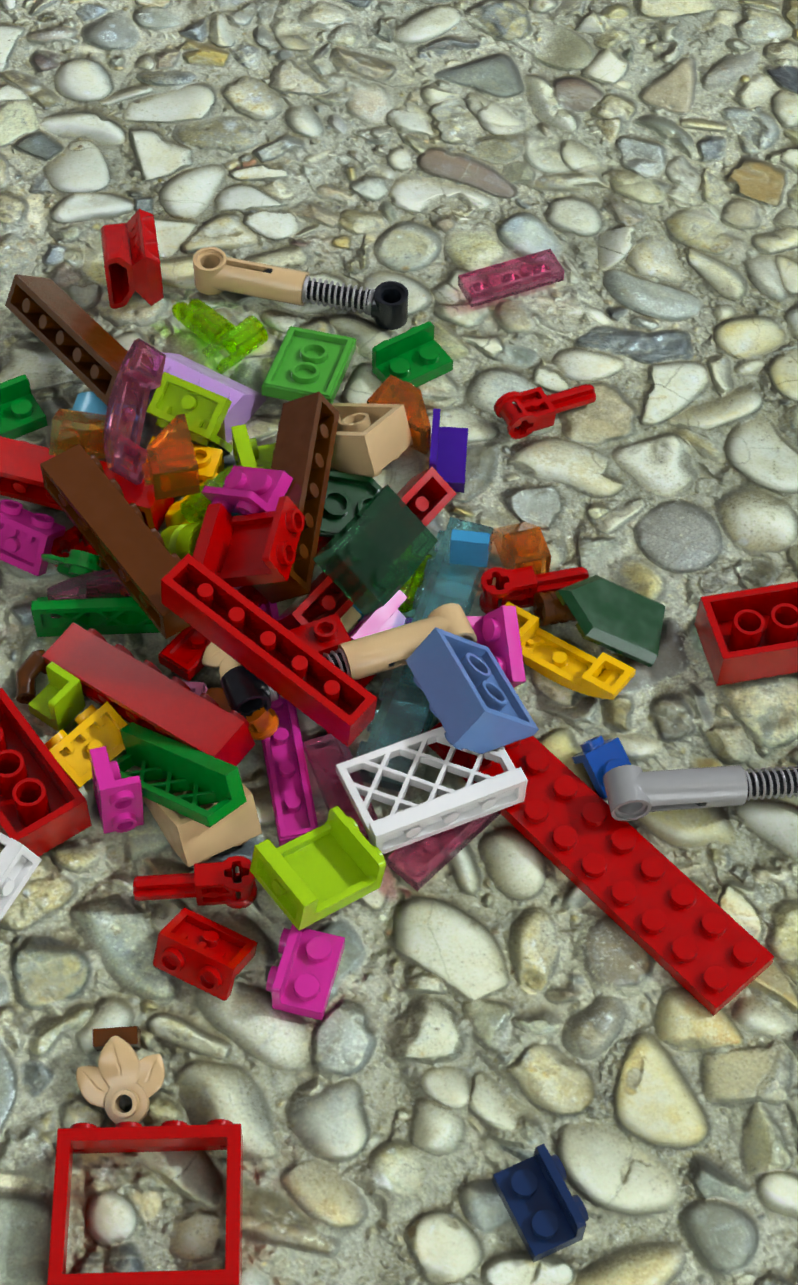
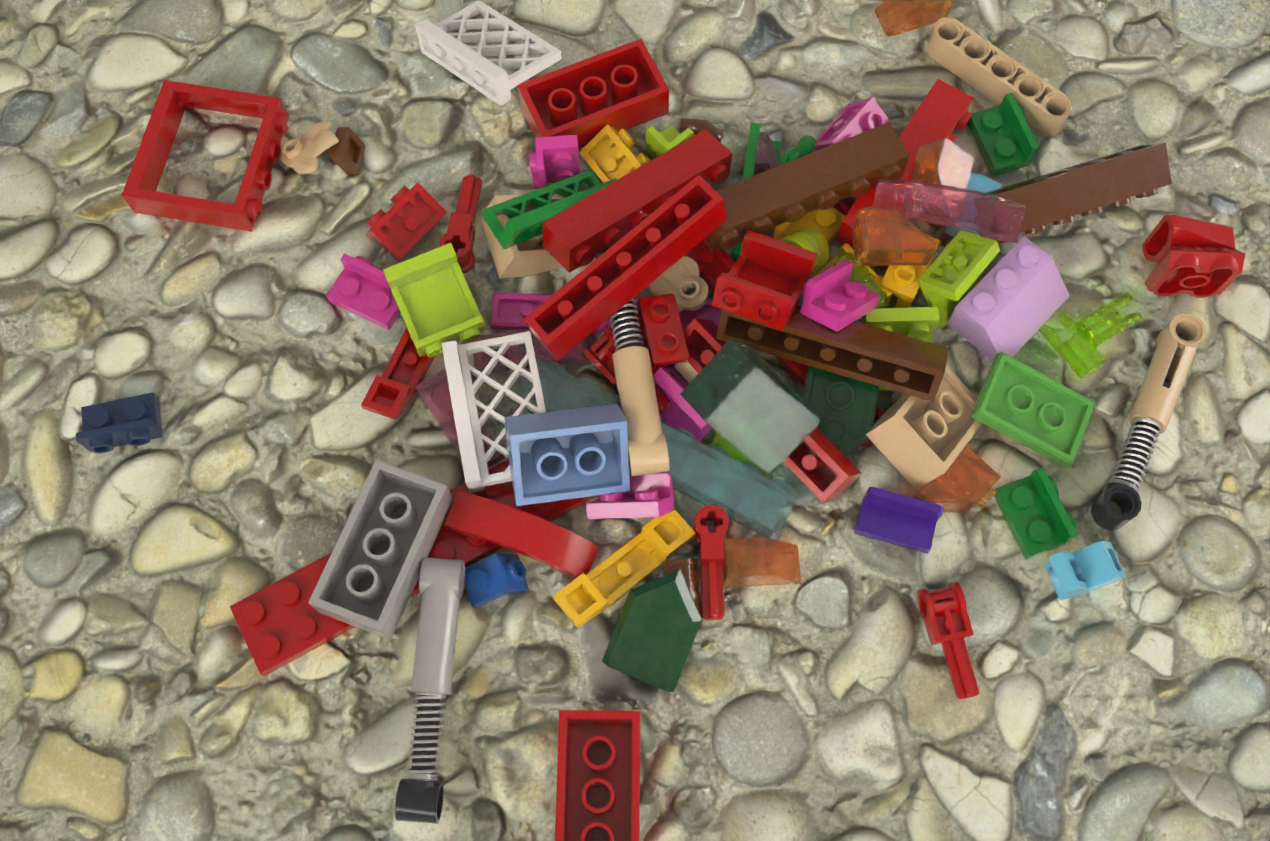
camera: 105 degrees right, 15 degrees up
(406, 905) = (396, 387): none -> red slope
(457, 321) = (1084, 570): none -> medium azure brick
(469, 548) = (744, 494): dark azure tile -> none
(510, 277) = (1153, 650): clear pink plate -> none
(555, 750) = (521, 533): none -> red slope
(620, 844) = (382, 549): none -> light grey brick

